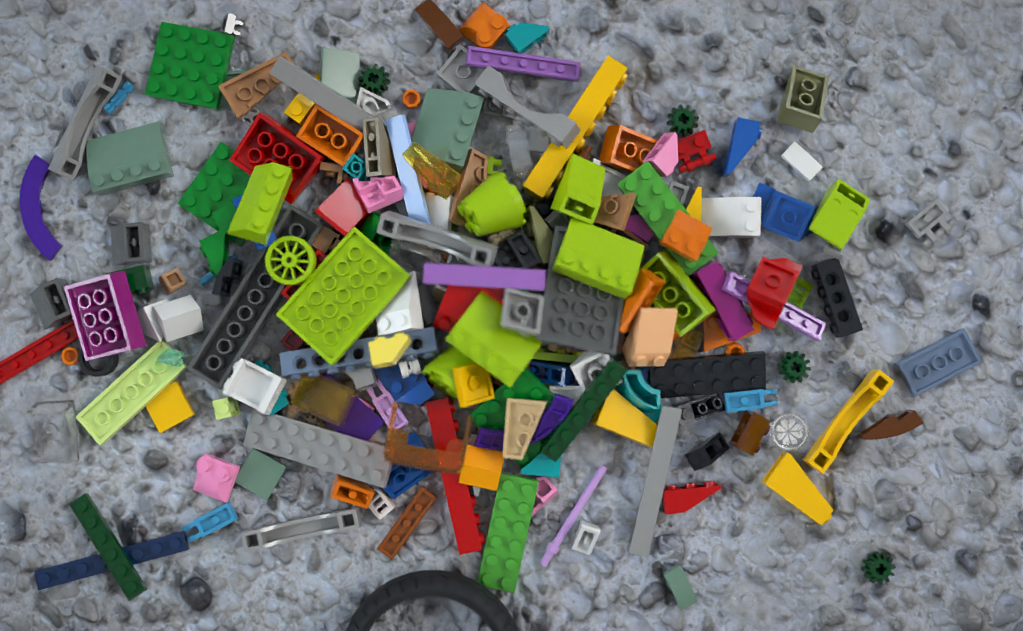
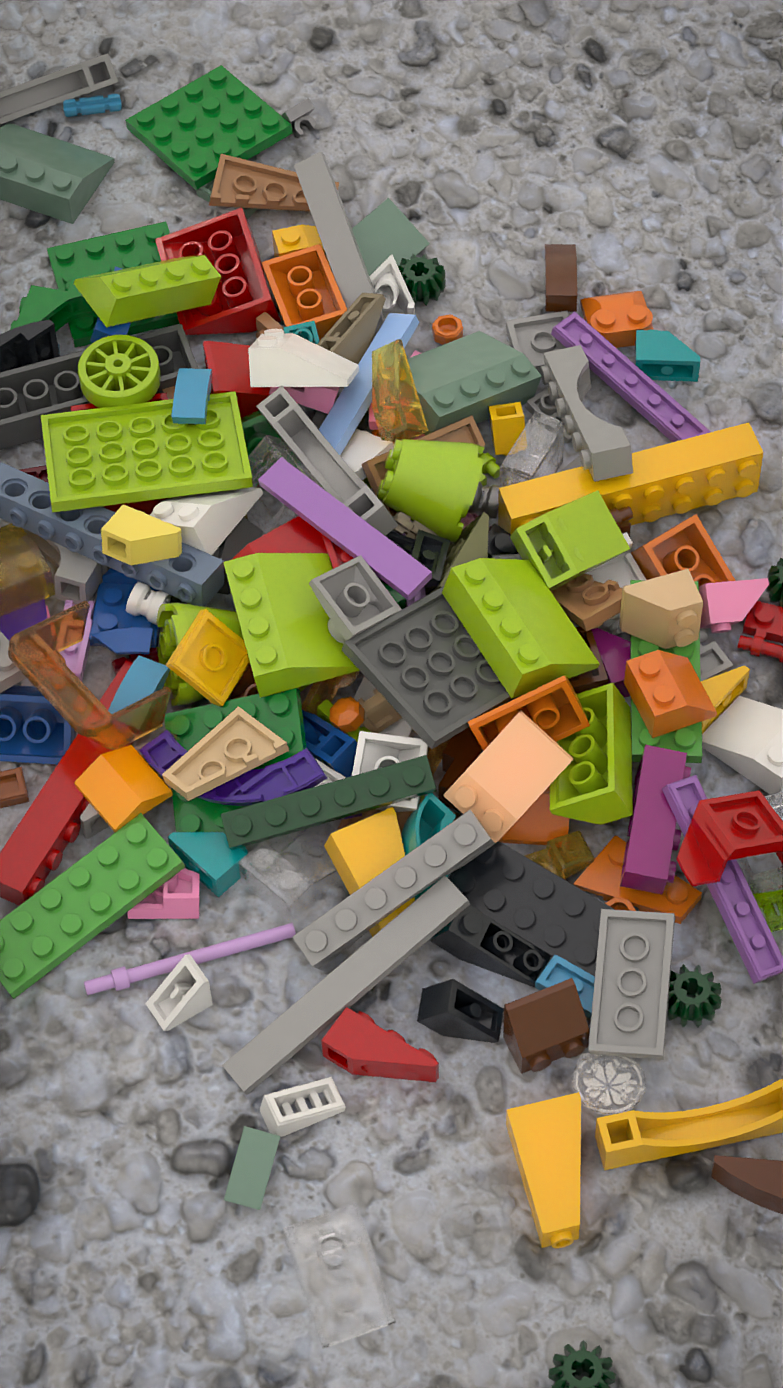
camera: 35 degrees right, 30 degrees down
(339, 248) = (191, 396): none -> dark azure slope
(376, 192) = (295, 362): none -> white slope
(447, 417) = (140, 681): none -> dark azure slope
(490, 138) = (506, 426): none -> yellow brick
(549, 355) = (347, 714): none -> orange tile
(656, 398) = (392, 888): none -> light grey arch
(659, 196) = (663, 610): none -> tan slope
(662, 554) = (305, 1117): none -> white slope
(773, 387) = (632, 984): none -> light grey plate

